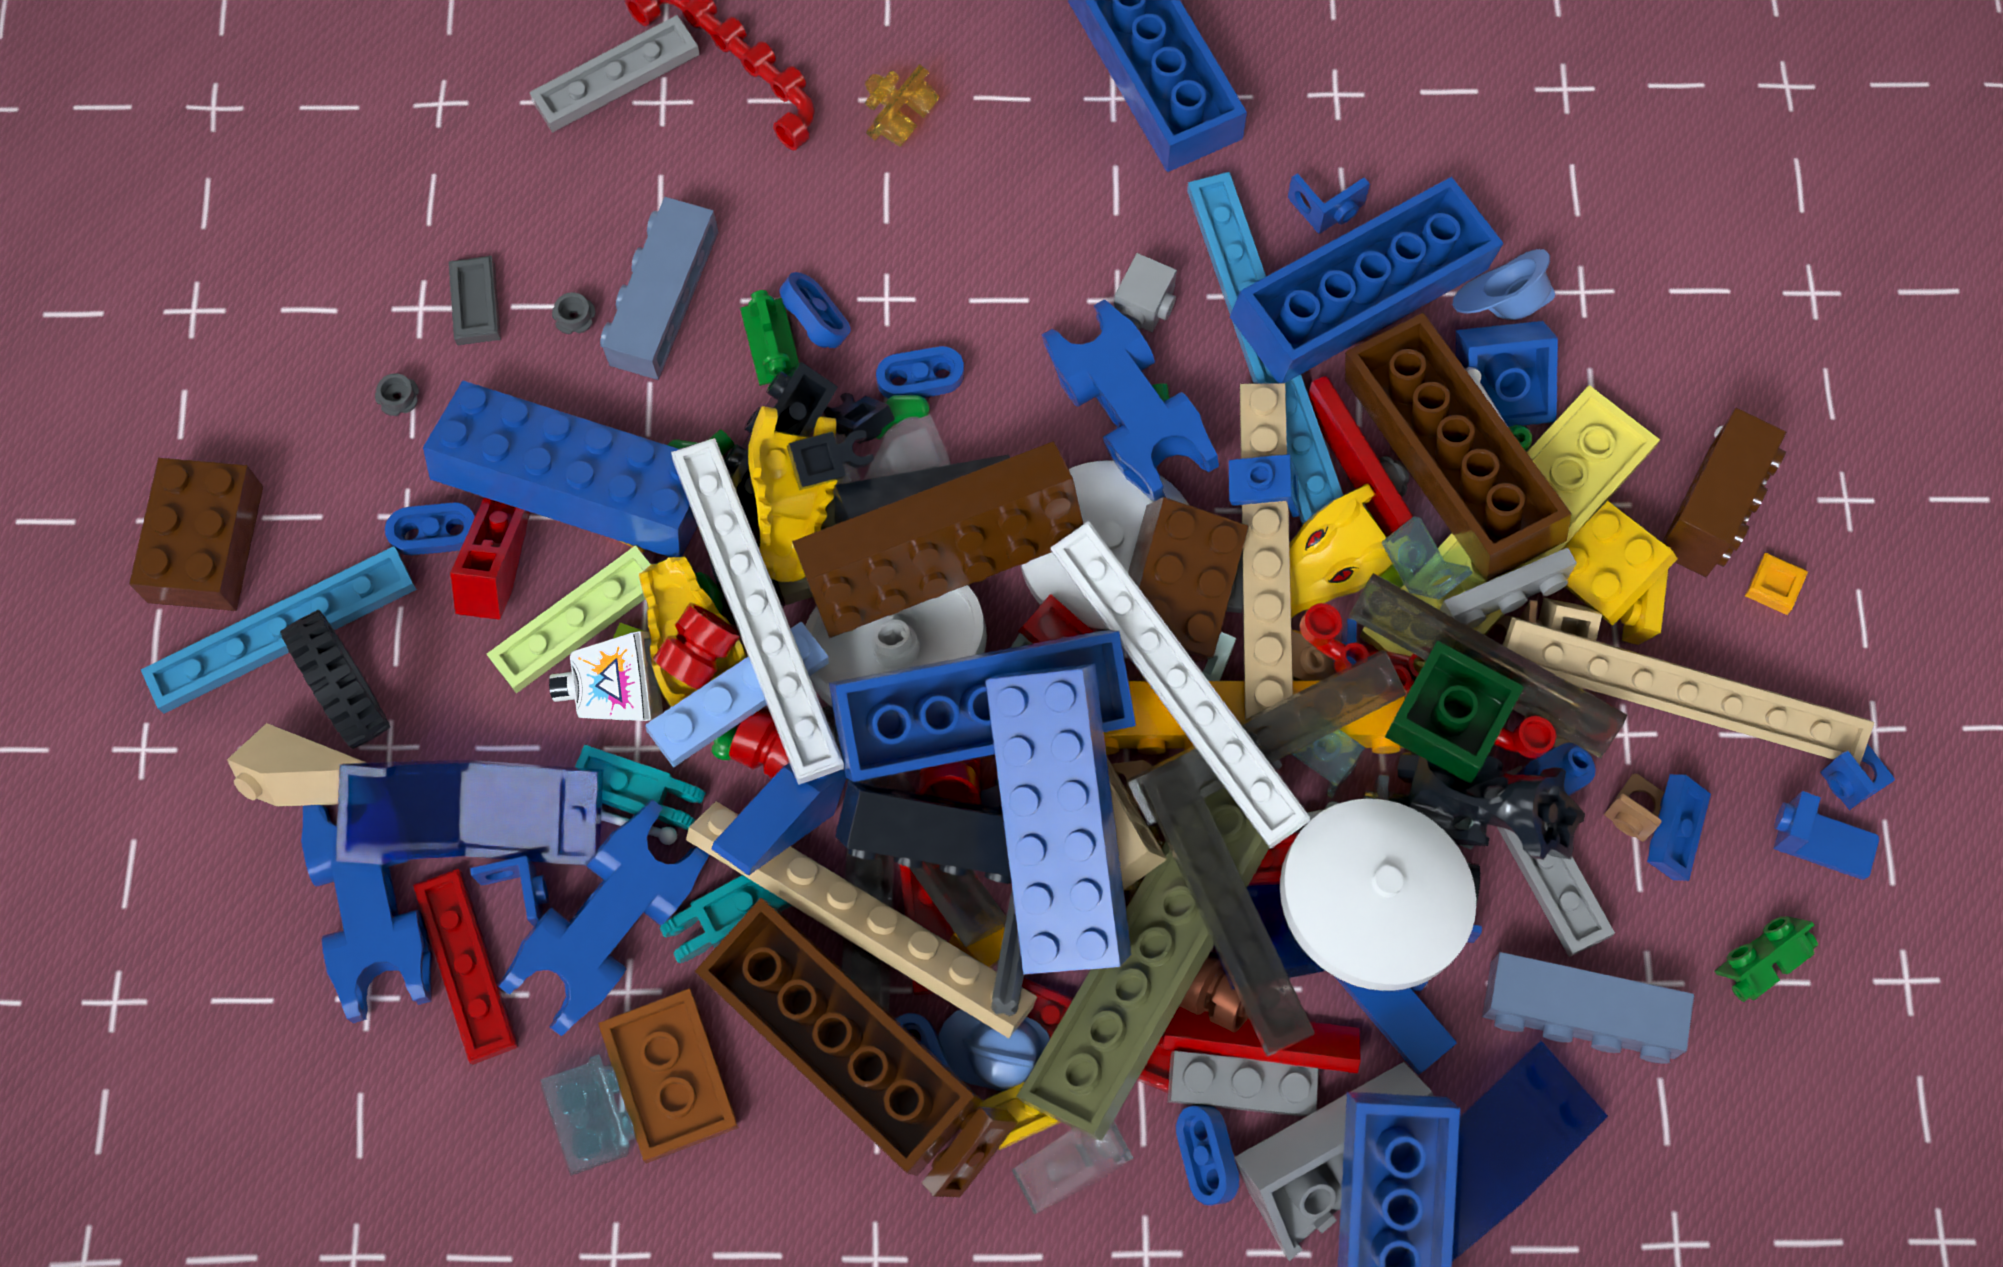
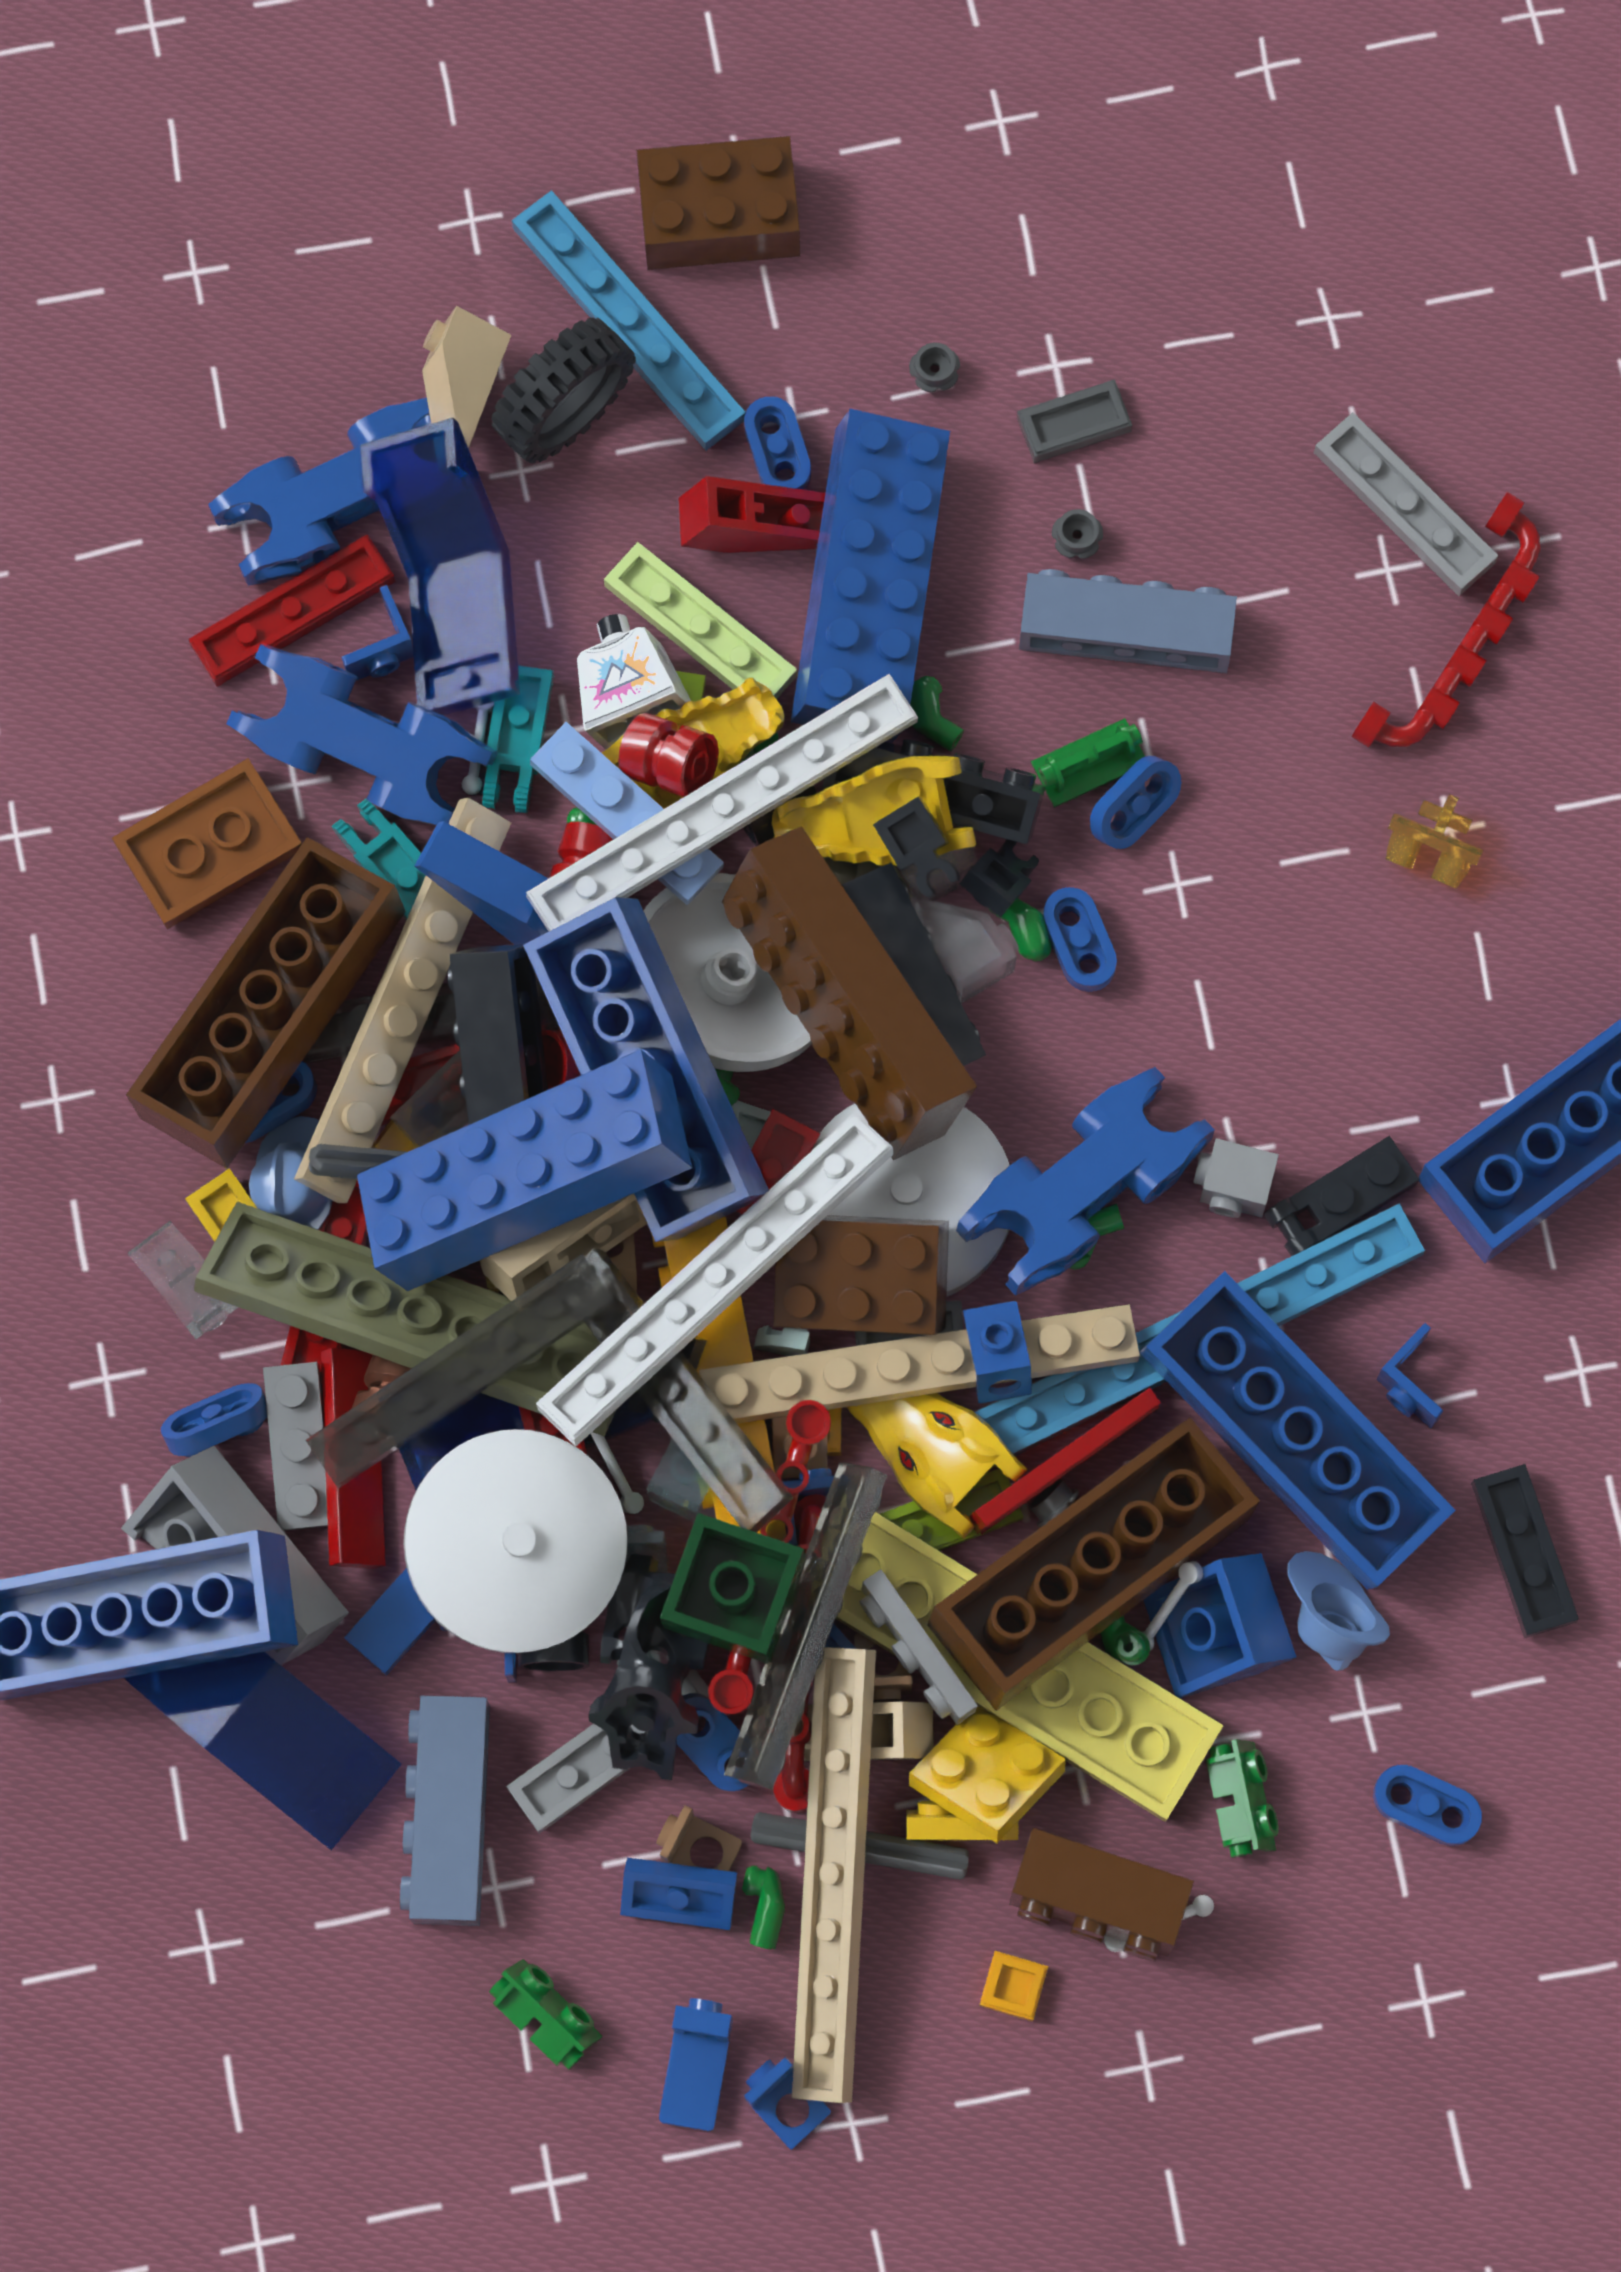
camera: 80 degrees right, 5 degrees up
(587, 1115) = (149, 770): clear light blue bracket -> none
(968, 1154) = (171, 1165): reddish brown plate -> none
(1171, 225) = (1343, 1196): none -> black plate
(1420, 561) = (935, 1544): clear light blue bracket -> none
(1476, 152) = (1524, 1551): none -> black plate
(1639, 717) = (879, 1850): none -> dark grey axle
(1664, 259) = (1427, 1802): none -> blue plate
(1664, 385) = (1243, 1777): none -> green hinge
(1693, 755) = (770, 1905): none -> green arm

